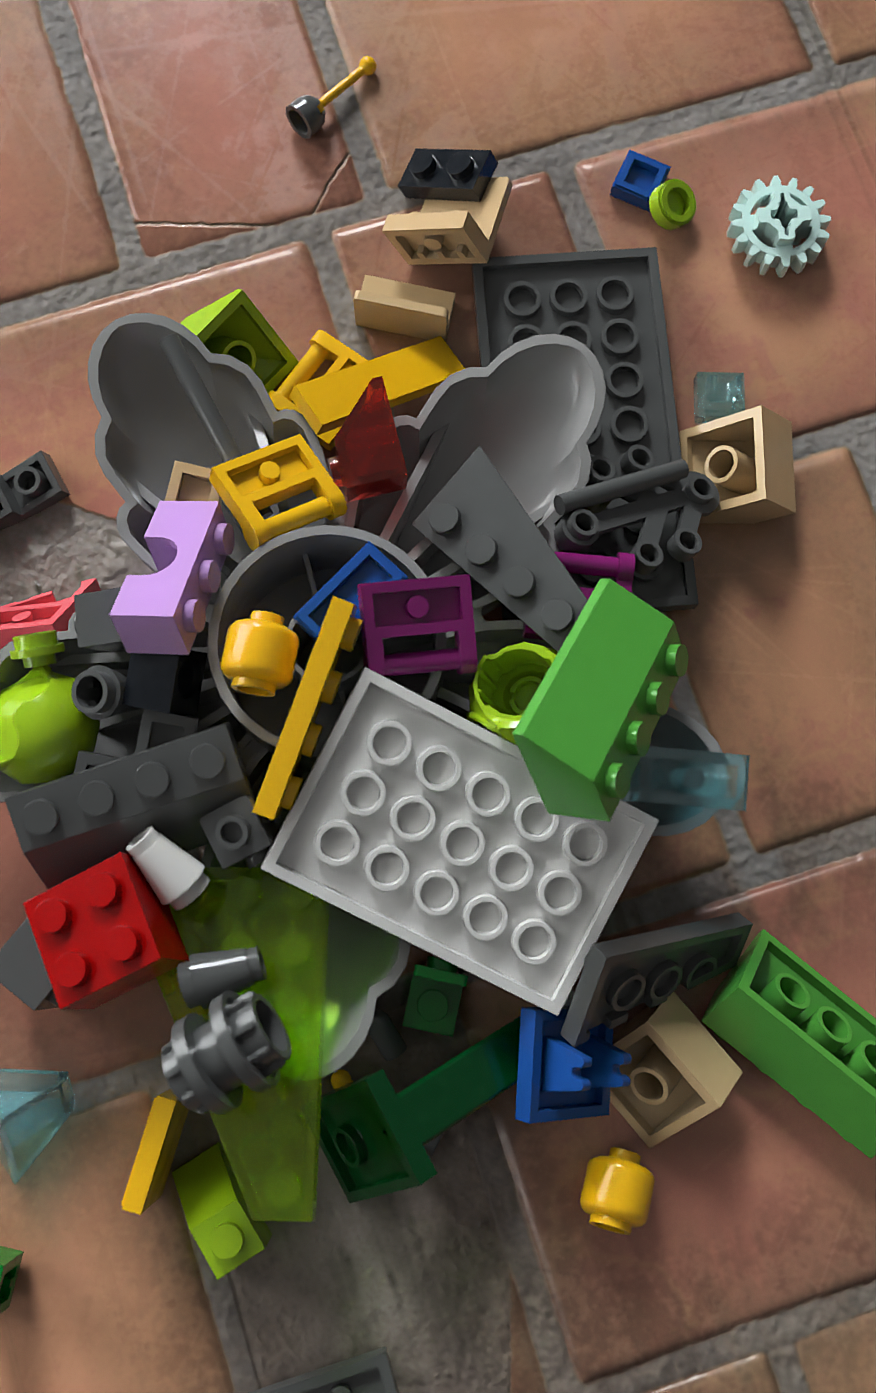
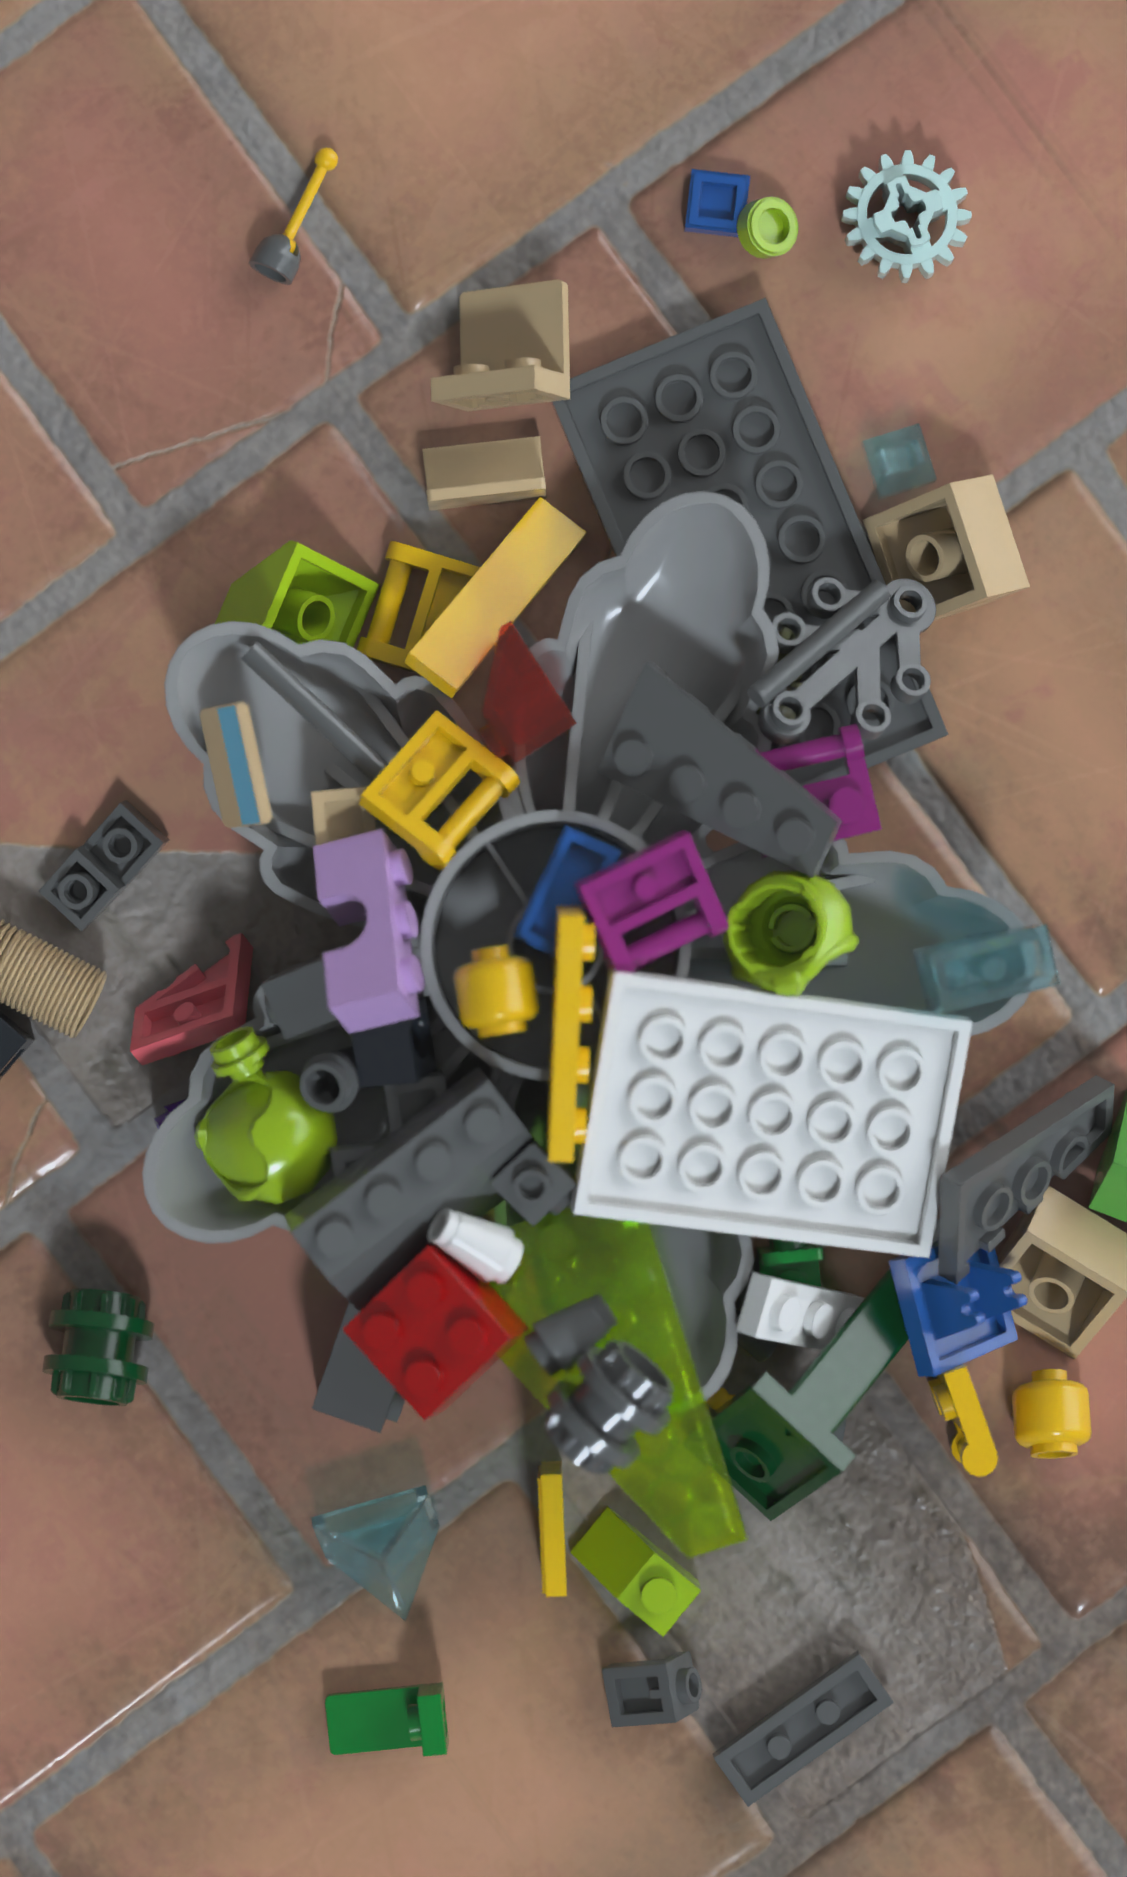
camera: 15 degrees left, 10 degrees up
(126, 421) = (235, 765): none -> tan slope
(196, 1323) = (652, 1690): none -> dark grey bracket
(424, 1024) = (794, 1311): none -> white plate
(448, 174) = (481, 288): black plate -> none
(544, 1190) = (957, 1400): none -> yellow plate
(600, 703) = (873, 923): bright green slope -> none

